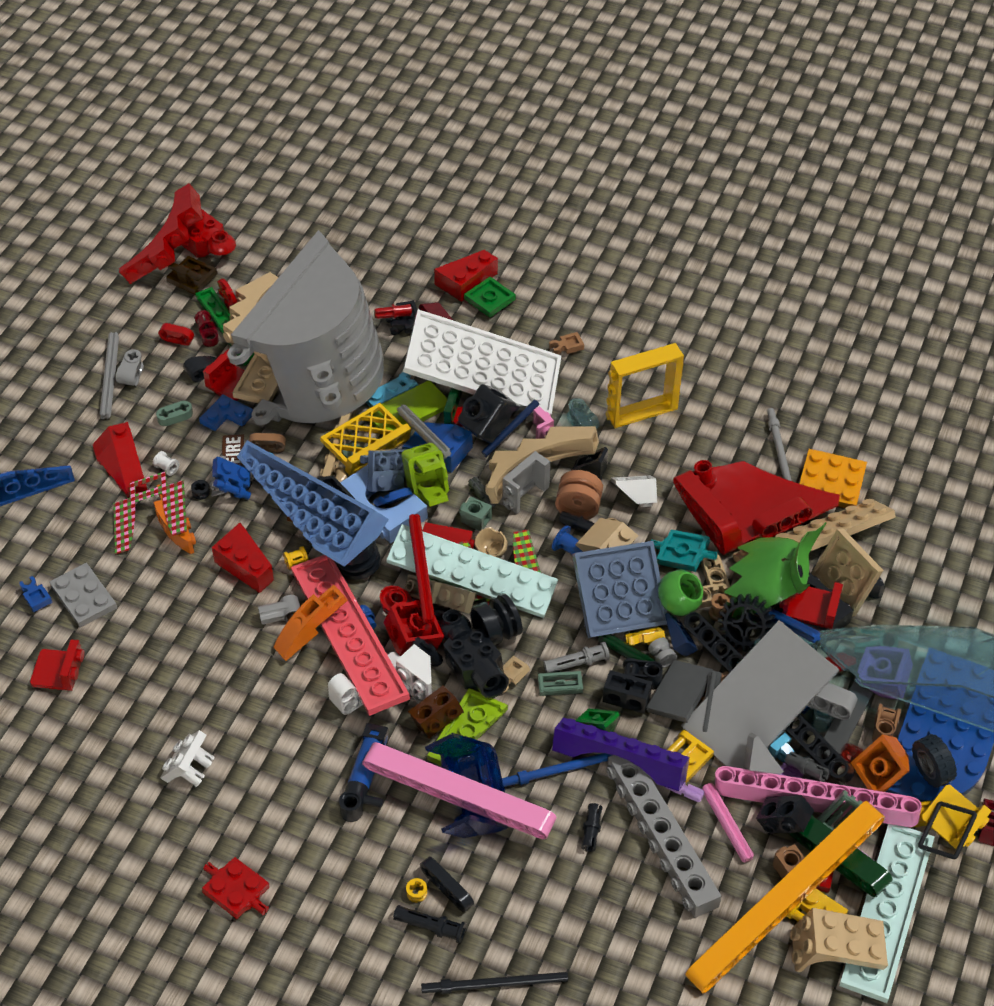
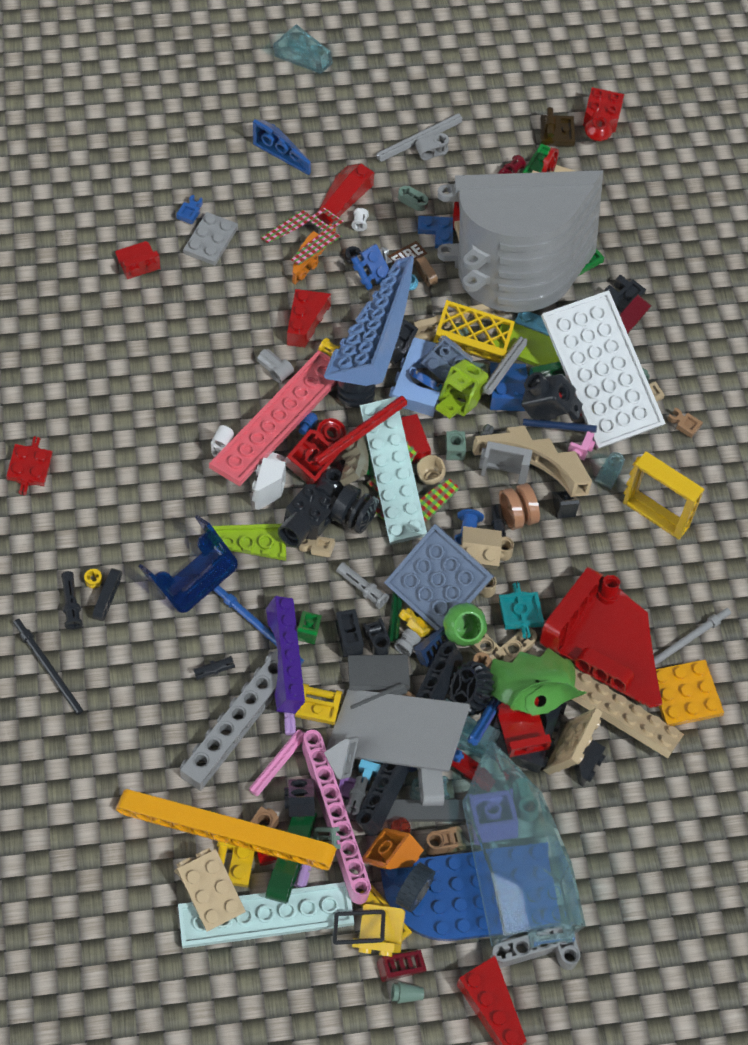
camera: 55 degrees right, 10 degrees up
(160, 251) = (576, 91): red arch -> none
(176, 334) = (489, 154): red beam -> none
(184, 753) = (99, 376): white plate -> none
(302, 624) = (268, 383): orange slope -> none
(361, 777) = (168, 492): black piece -> none
(393, 311) = (616, 280): red axle -> none
(435, 657) = (295, 476): black axle -> none
(436, 711) = (246, 511): reddish brown brick -> none
(459, 790) = (179, 560): bright pink beam -> none
(465, 273) = (705, 312): red wedge -> none
(489, 297) = (694, 341): green plate -> none
(560, 686) = (342, 597): sand green tile -> none
(638, 488) = (562, 546): white slope -> none

